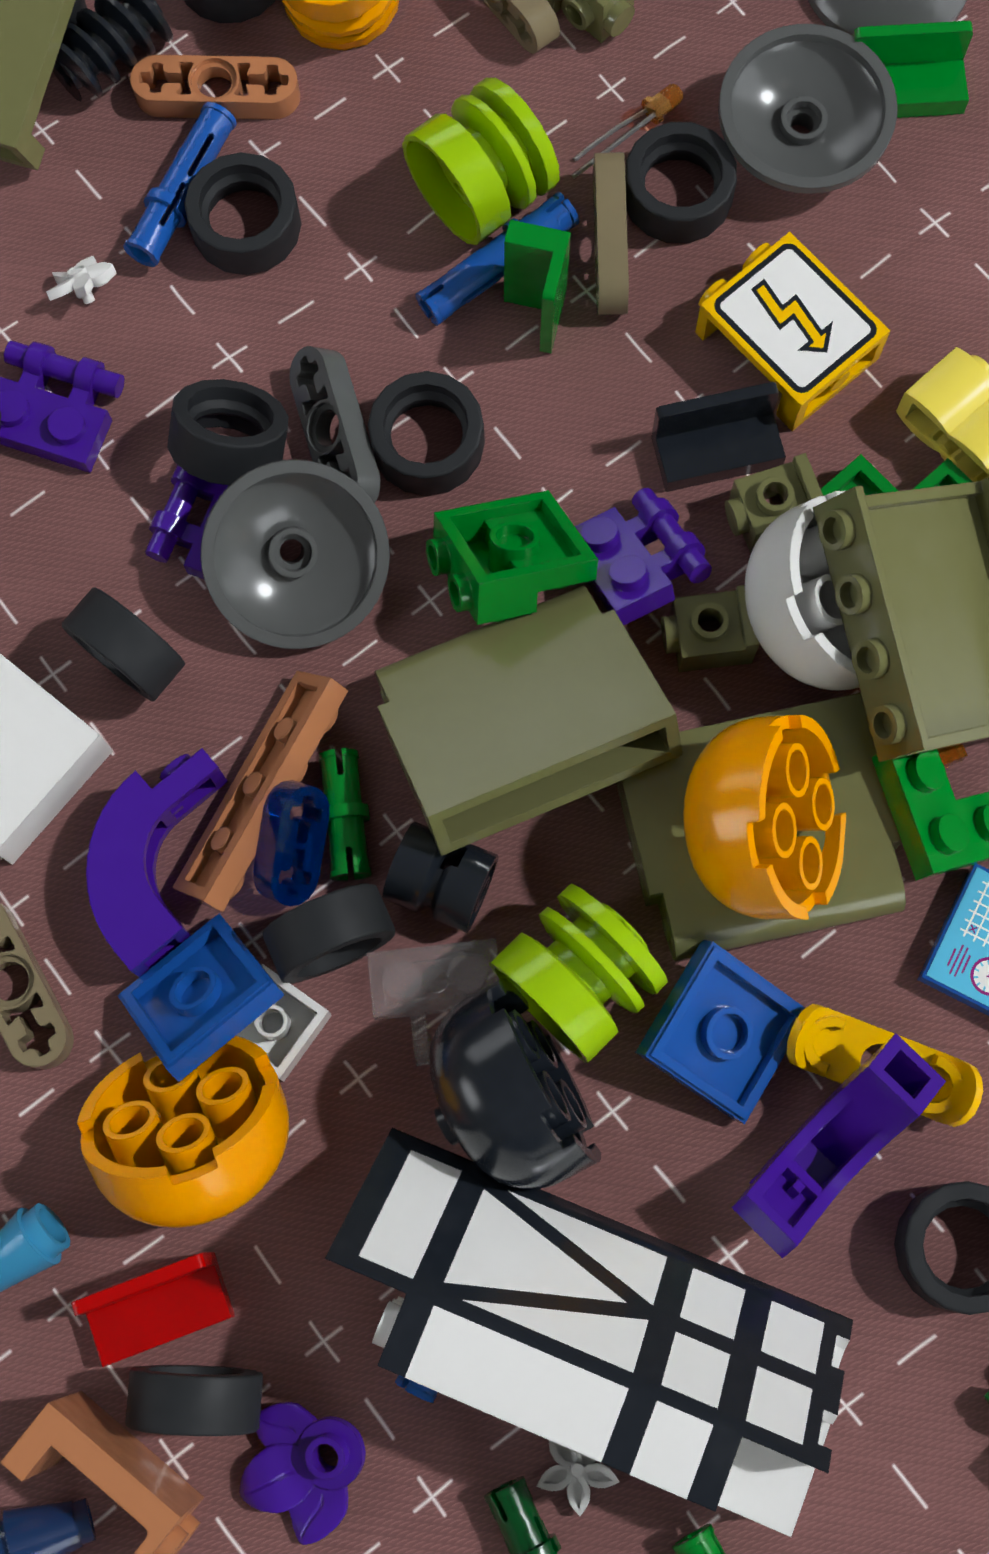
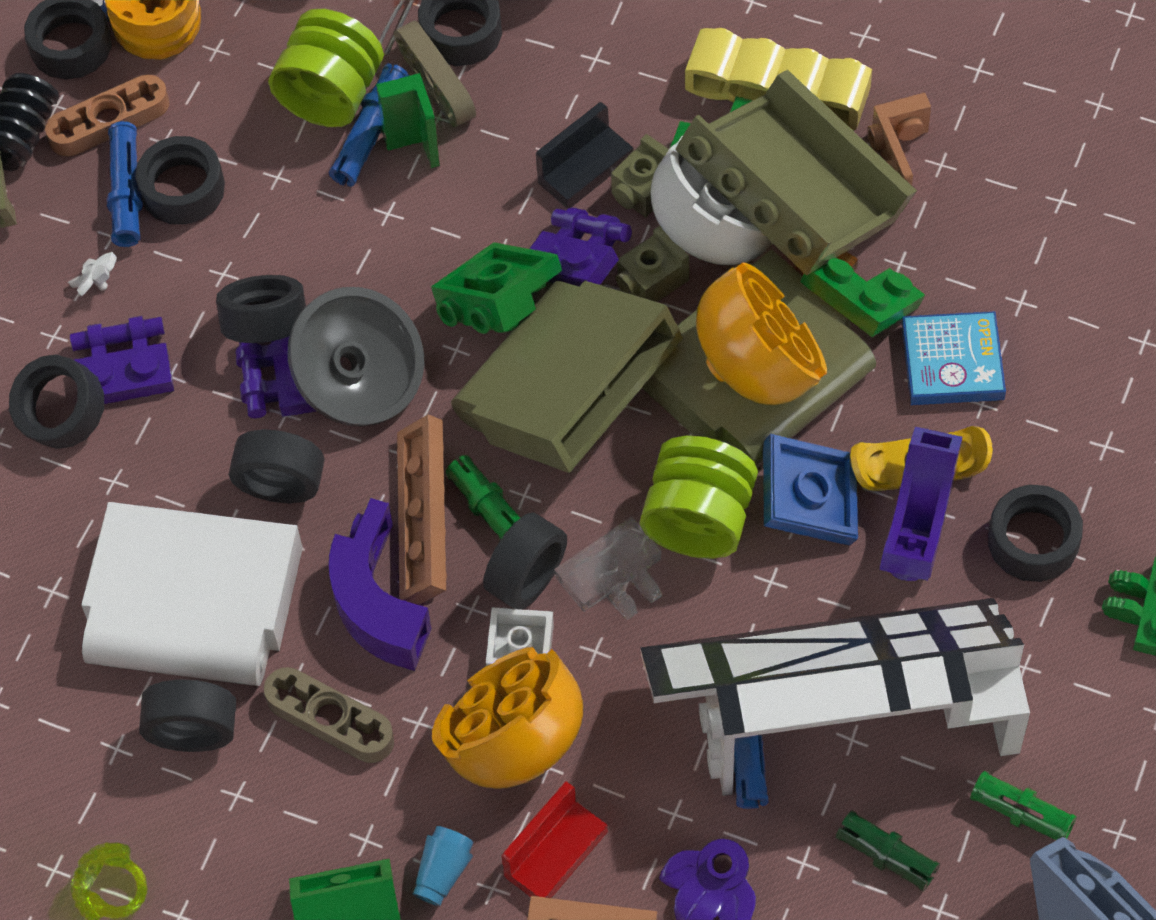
camera: 30 degrees left, 15 degrees down
(194, 1400) = (618, 868): black tyre -> none
(199, 997) = (463, 645): blue plate -> none
(291, 843) = (463, 527): clear blue beam -> none
(321, 391) = (309, 271): dark grey beam -> none
(417, 391) = (386, 220): black tyre -> none
(447, 884) = (575, 495): black wheel -> none
(508, 1092) = (701, 580): black cylinder -> none
(577, 1473) = (884, 792): white plant -> none
(794, 325) = (590, 67): panel -> none

